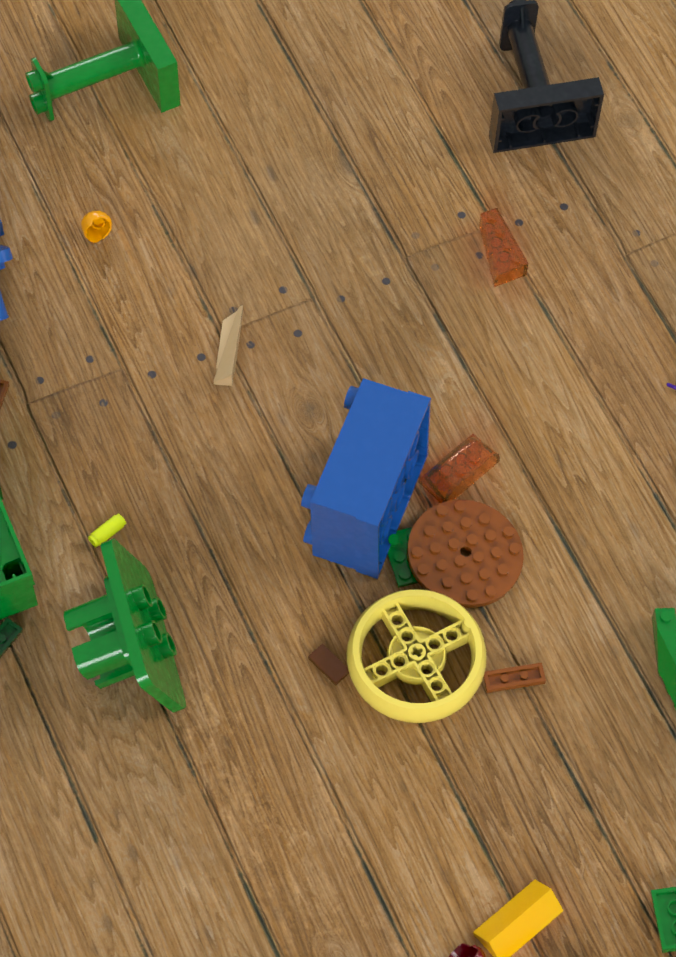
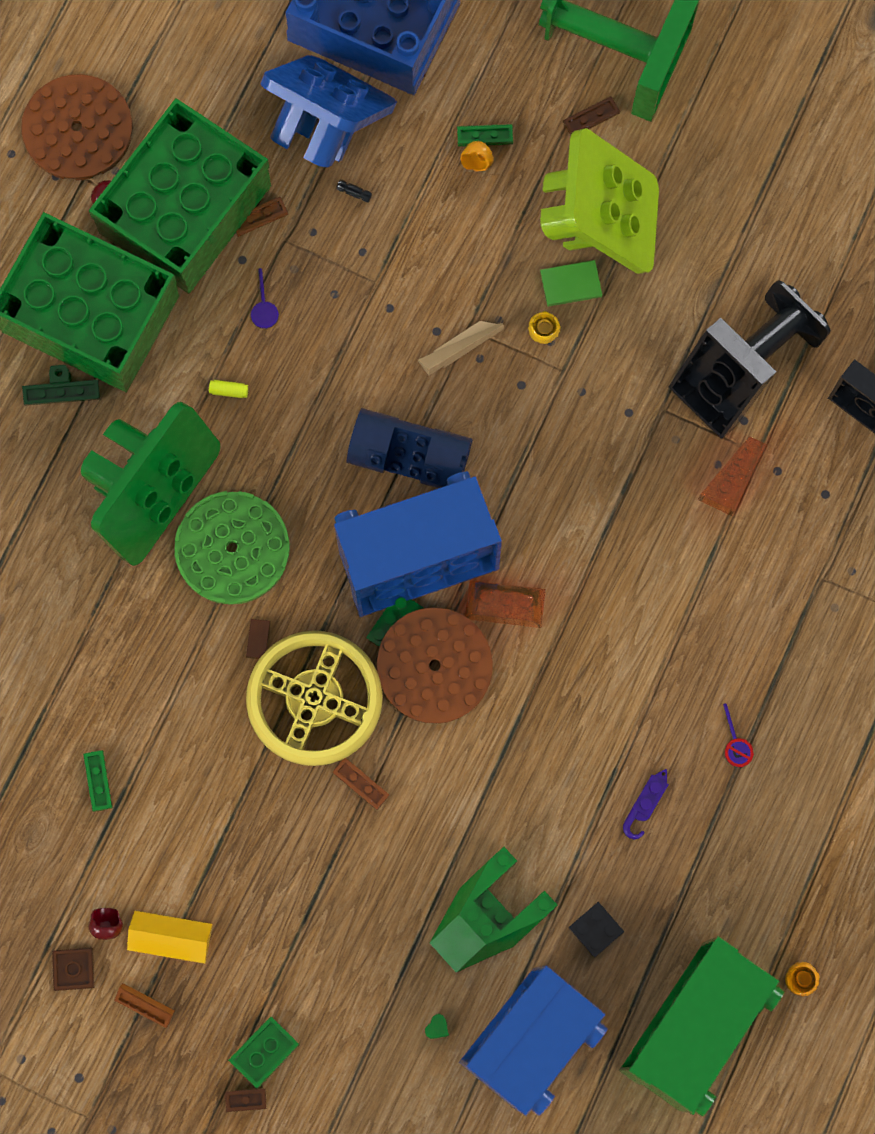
camera: 50 degrees right, 15 degrees up
(37, 327) = (354, 191): none -> black axle
(69, 462) = (264, 313): none -> dark purple piece
(91, 202) = (485, 133): none -> green plate
(138, 137) = (592, 115): none -> reddish brown tile
(218, 167) = (607, 203): none -> lime piece
(242, 654) = (227, 575): none -> bright green plate
(252, 242) = (571, 283): none -> bright green tile
(270, 282) = (544, 327): none -> yellow hair
(281, 436) = (407, 449): none -> dark blue cylinder
(339, 875) = (98, 781): none -> green plate
(425, 171) = (729, 374): none -> black piece

